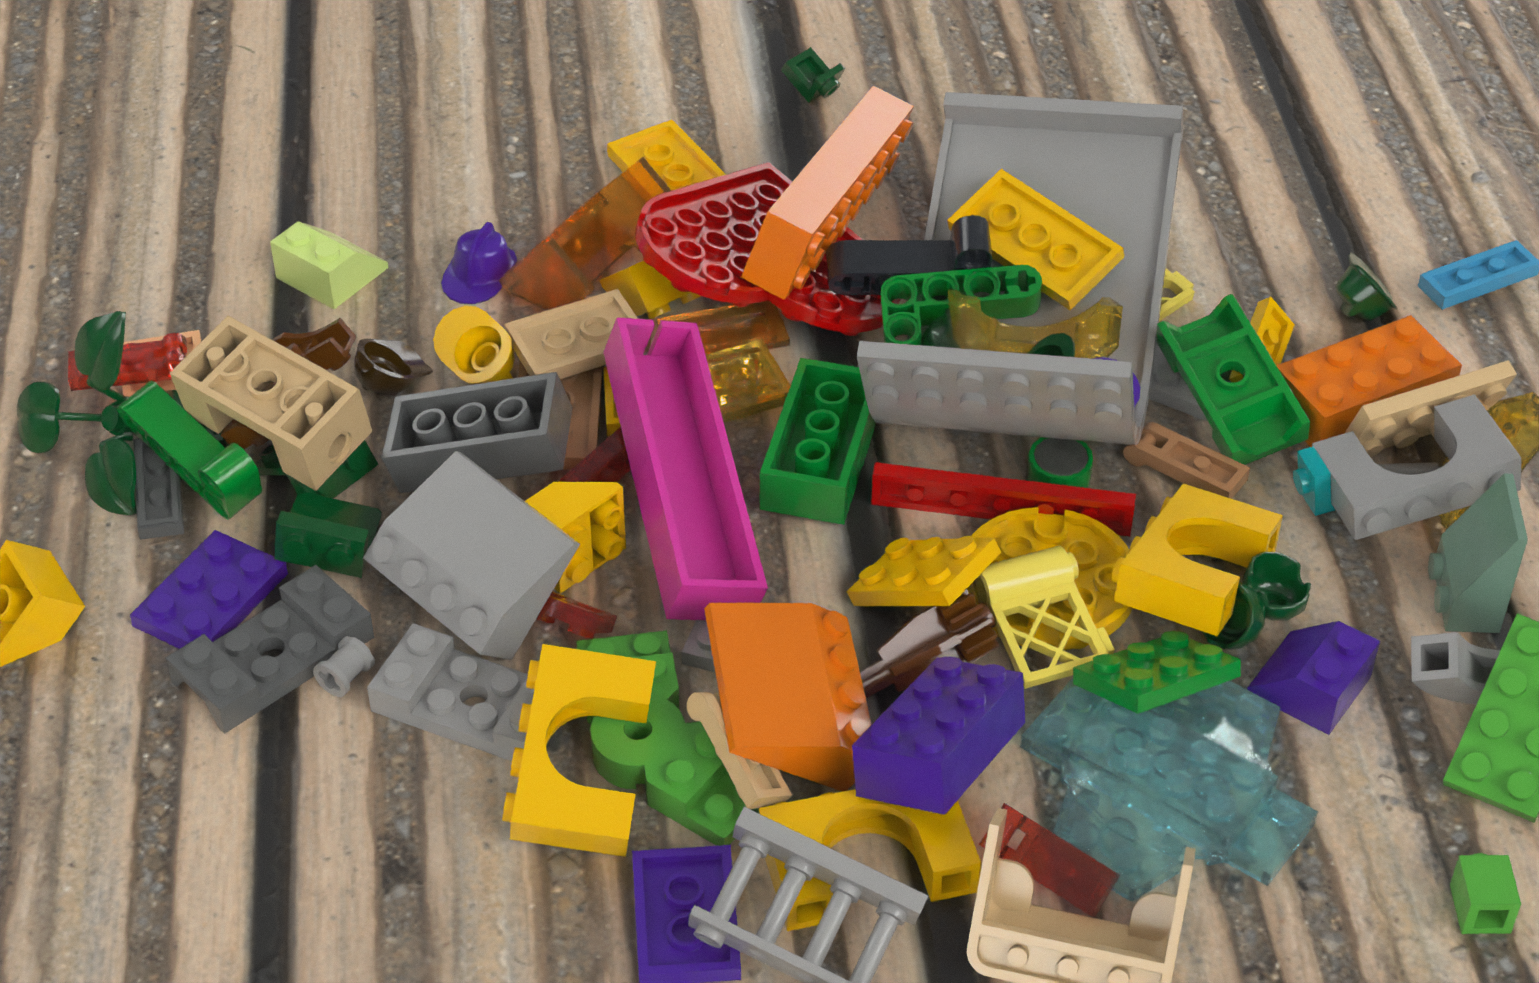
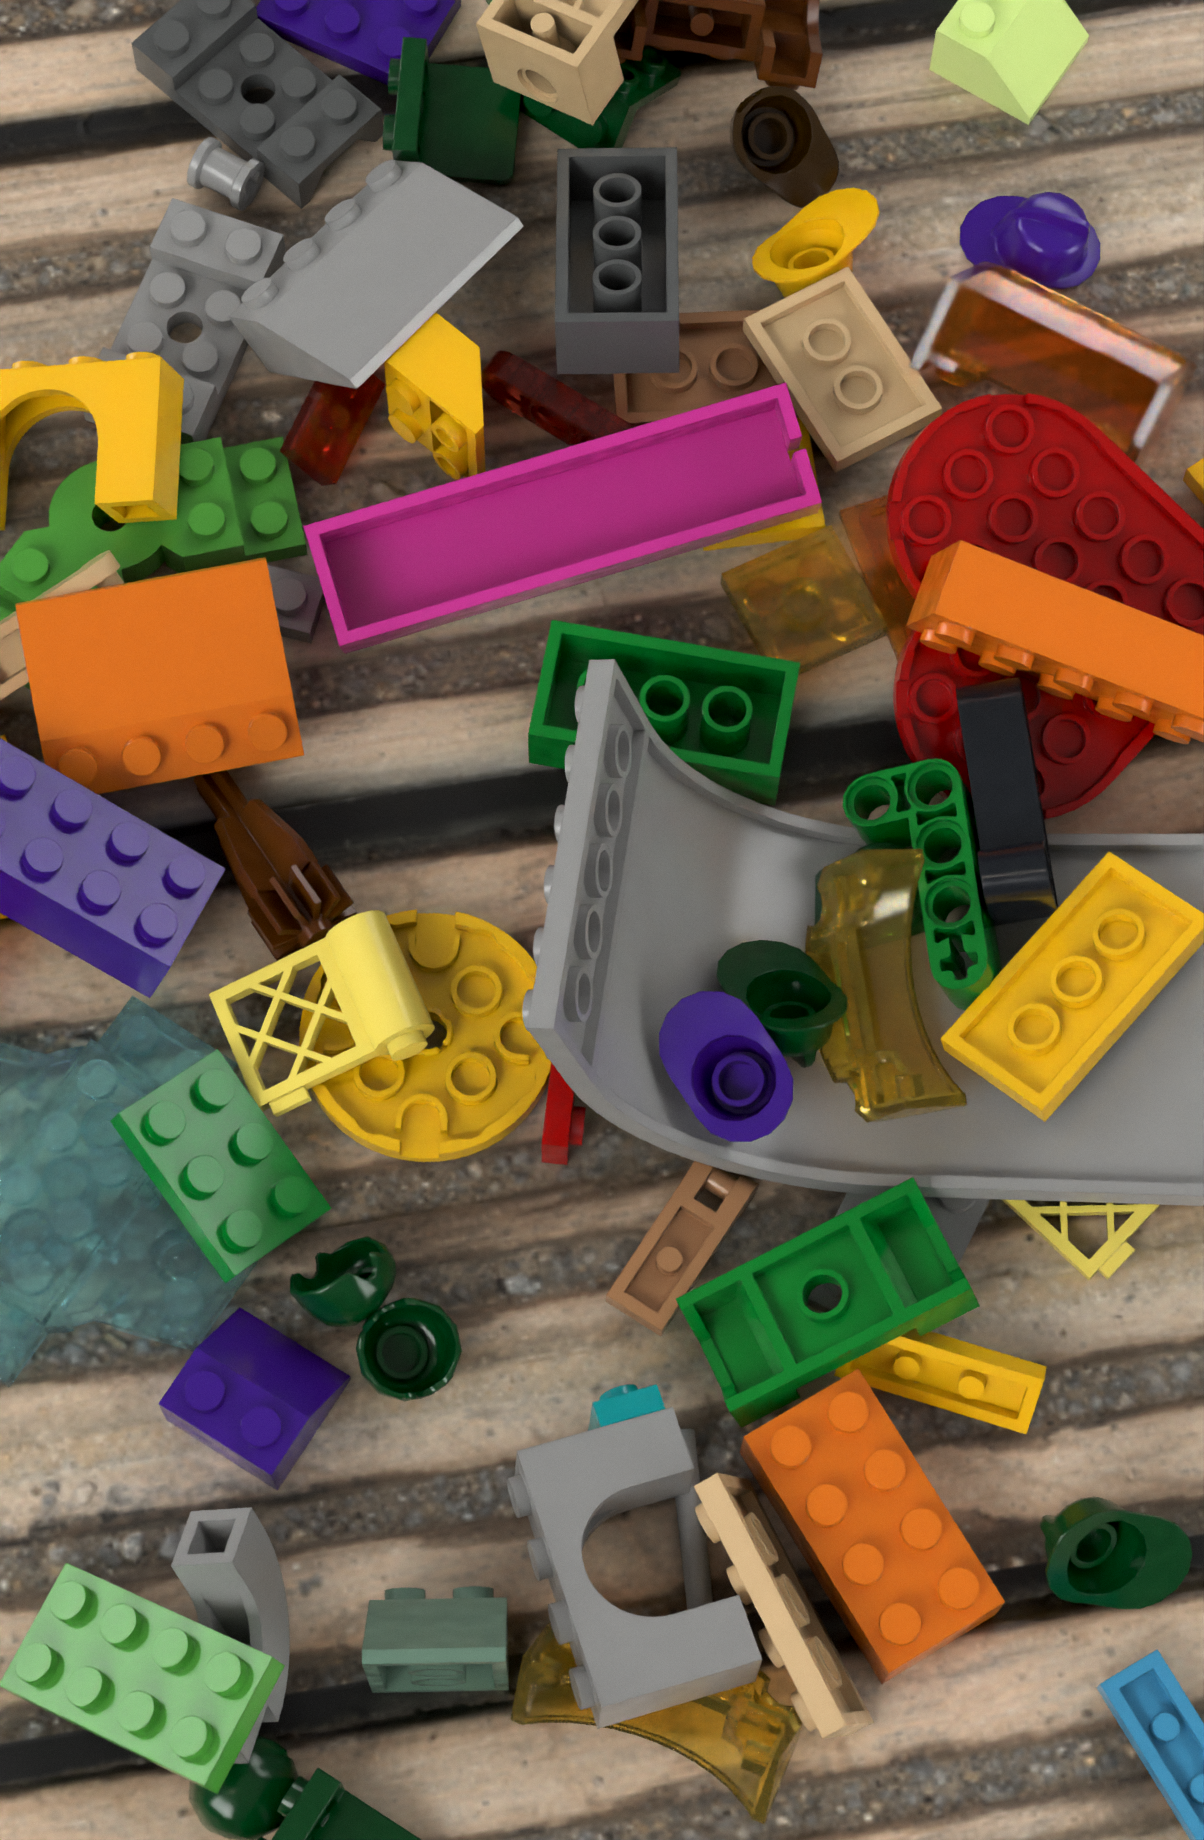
camera: 85 degrees right, 25 degrees up
(923, 572) = (390, 852): yellow plate -> none
(1175, 588) = (530, 1230): yellow arch -> none

